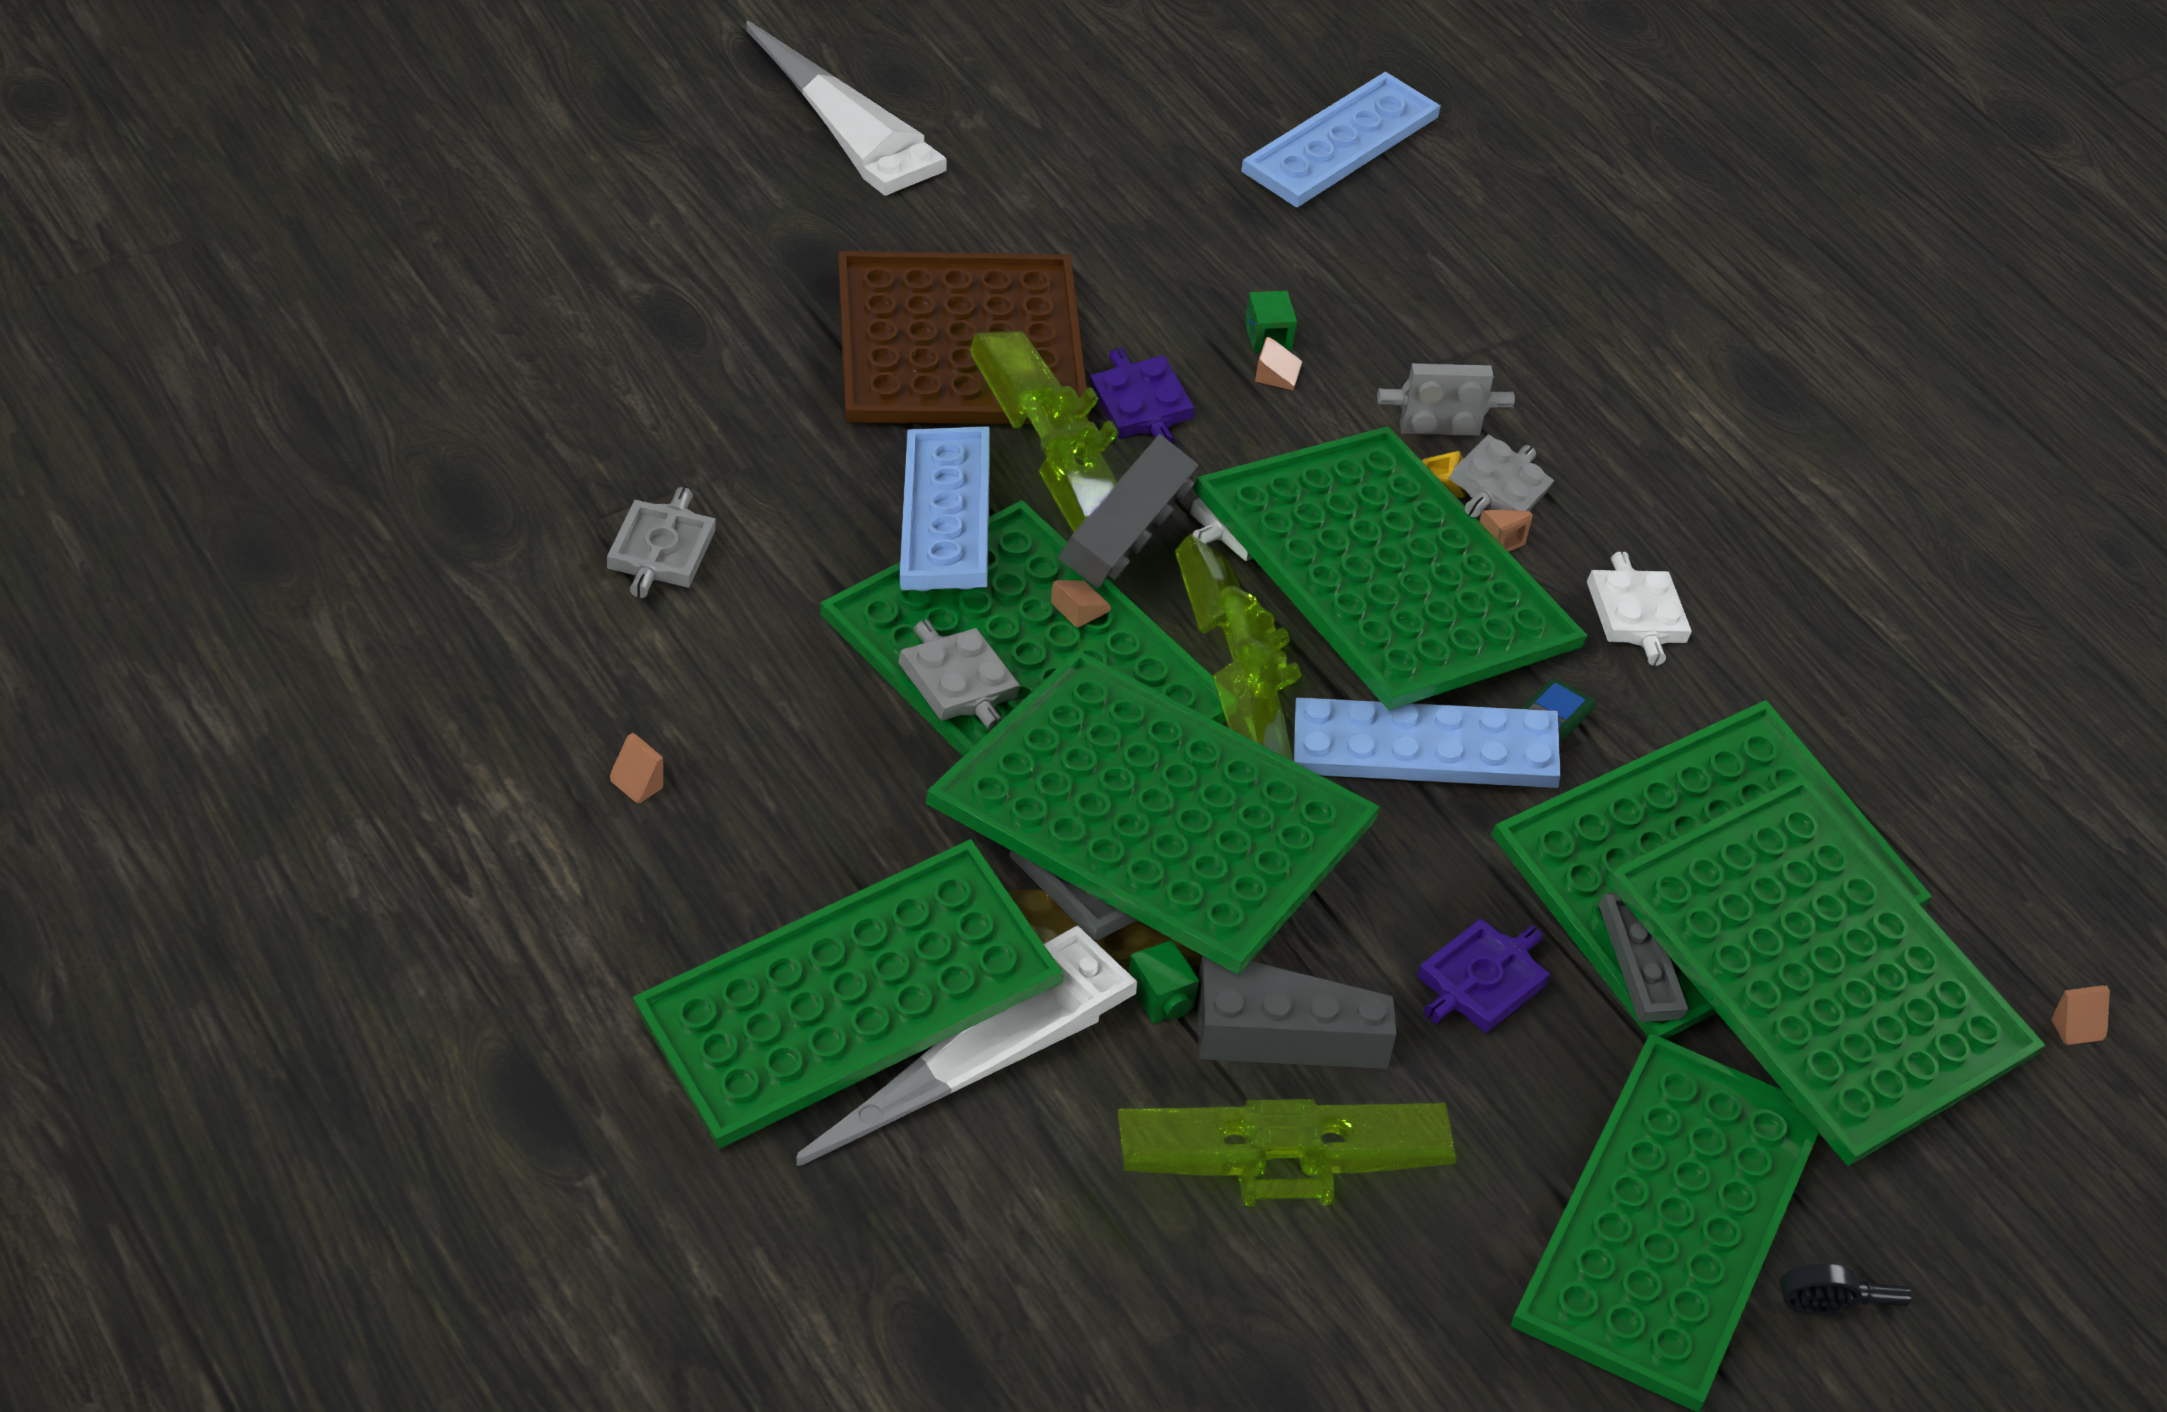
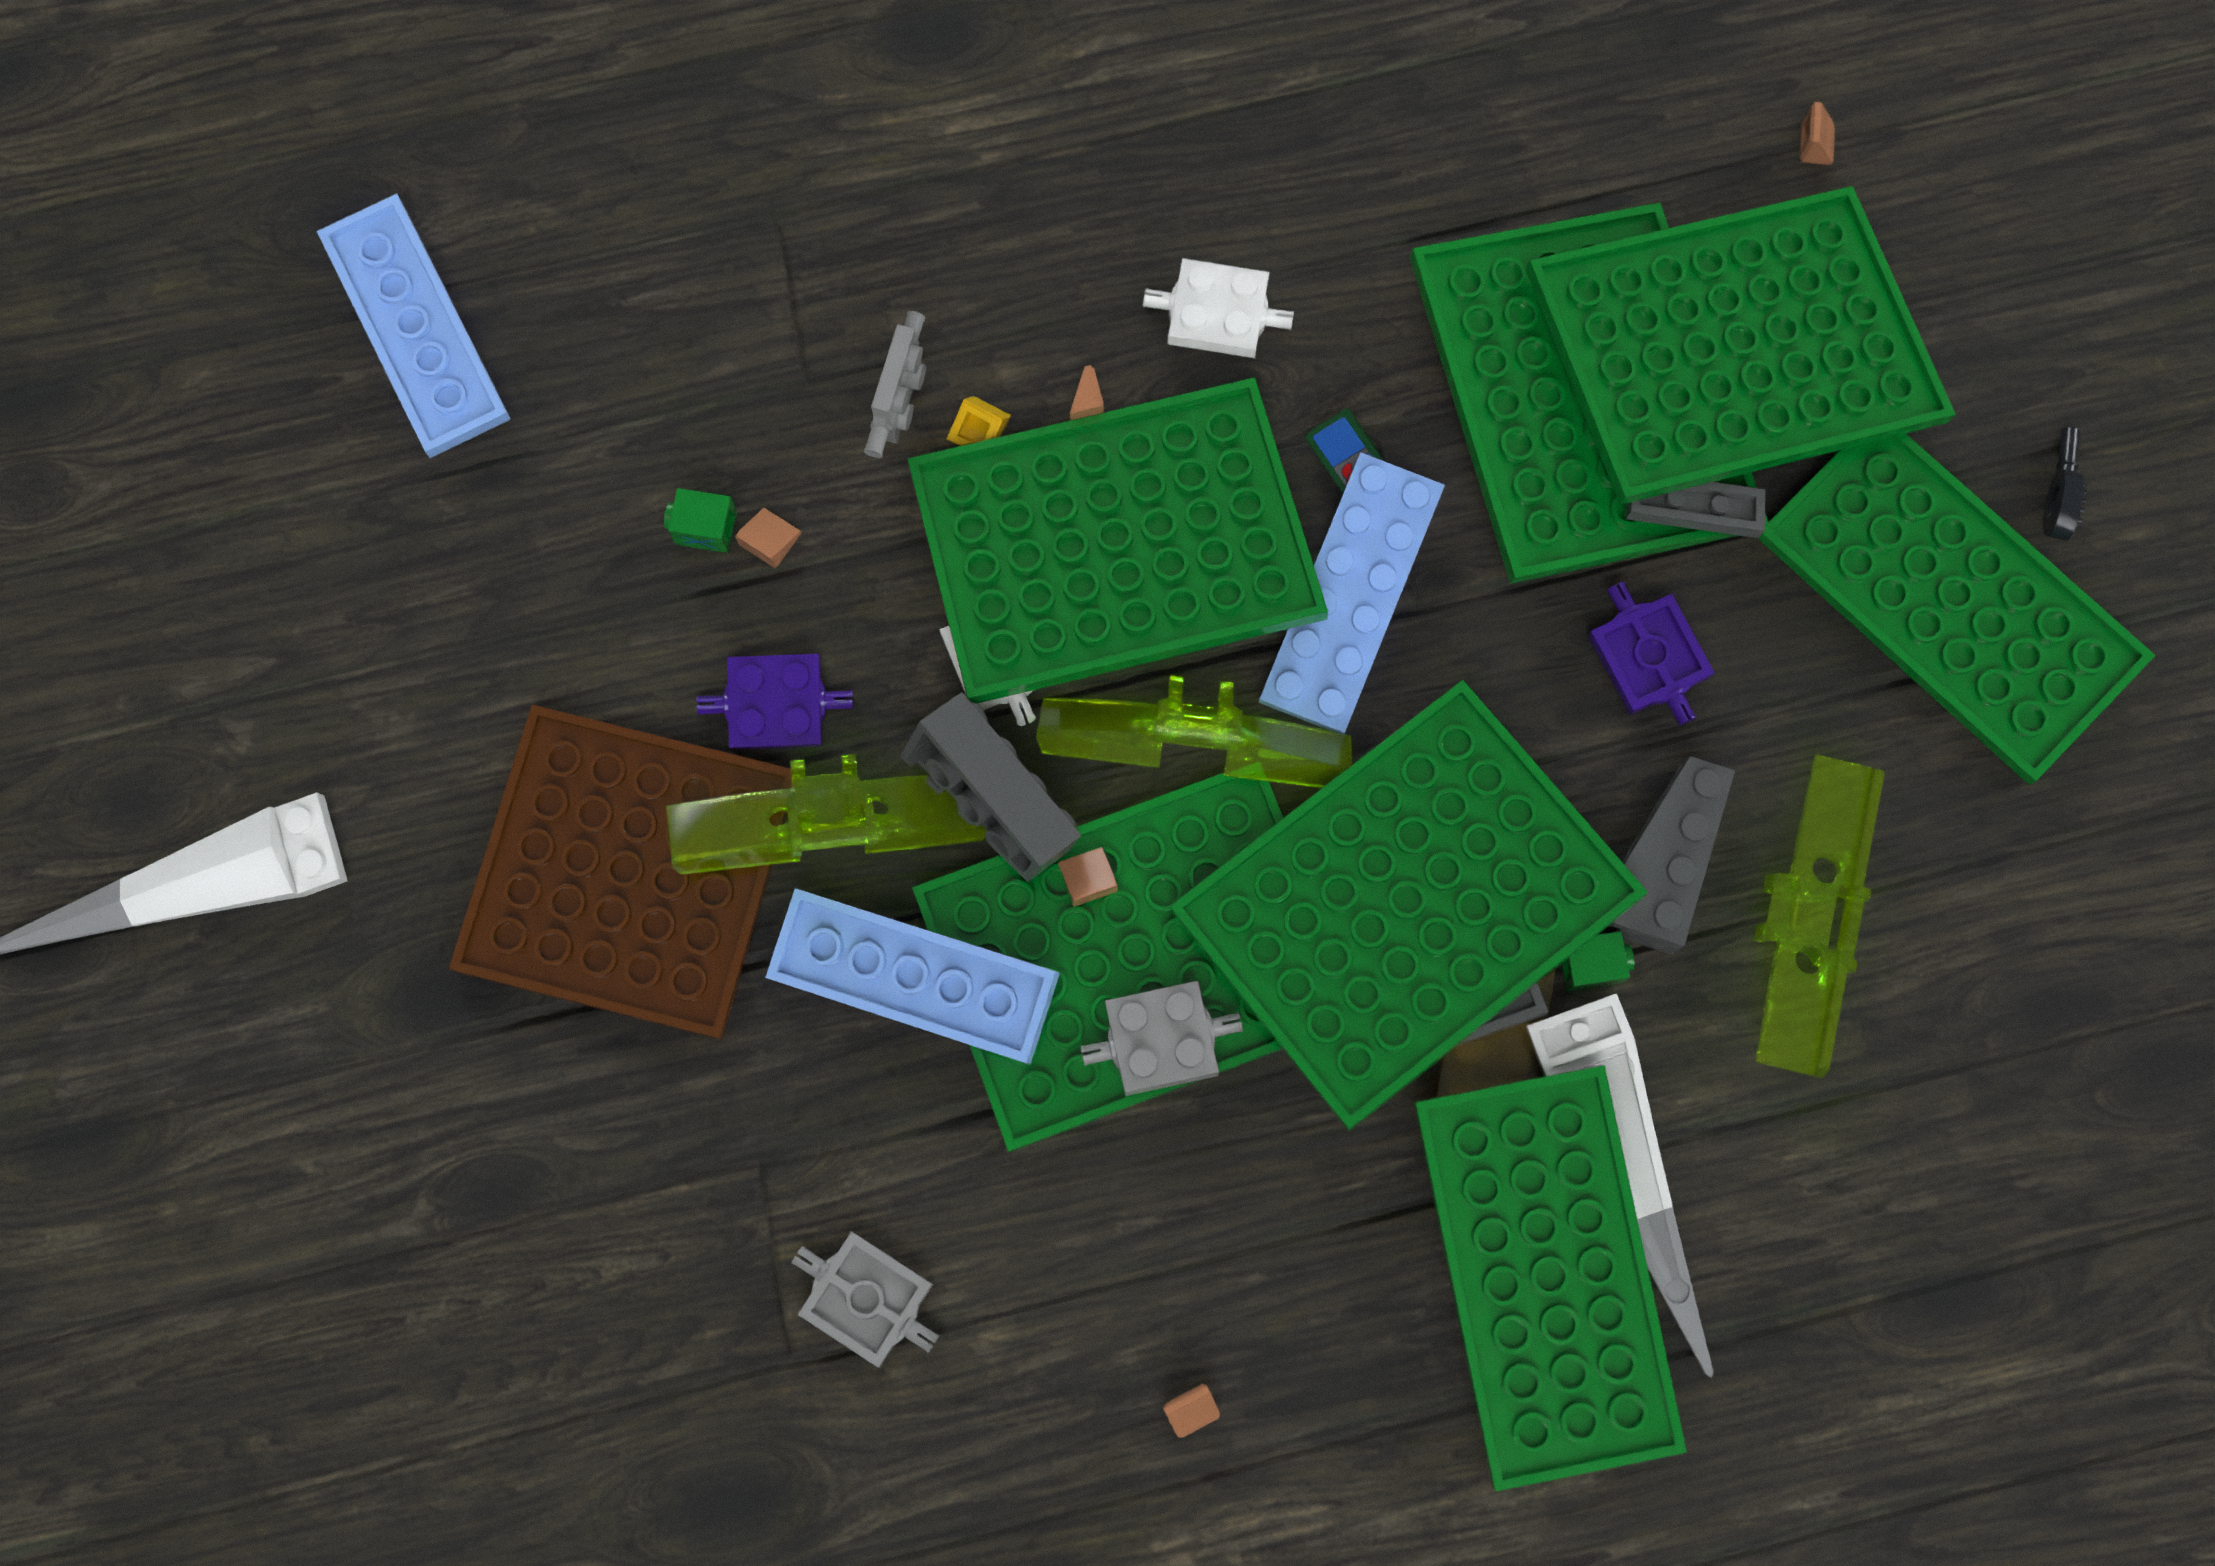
camera: 65 degrees left, 30 degrees up
(1500, 478) = (1015, 372): light grey plate -> none

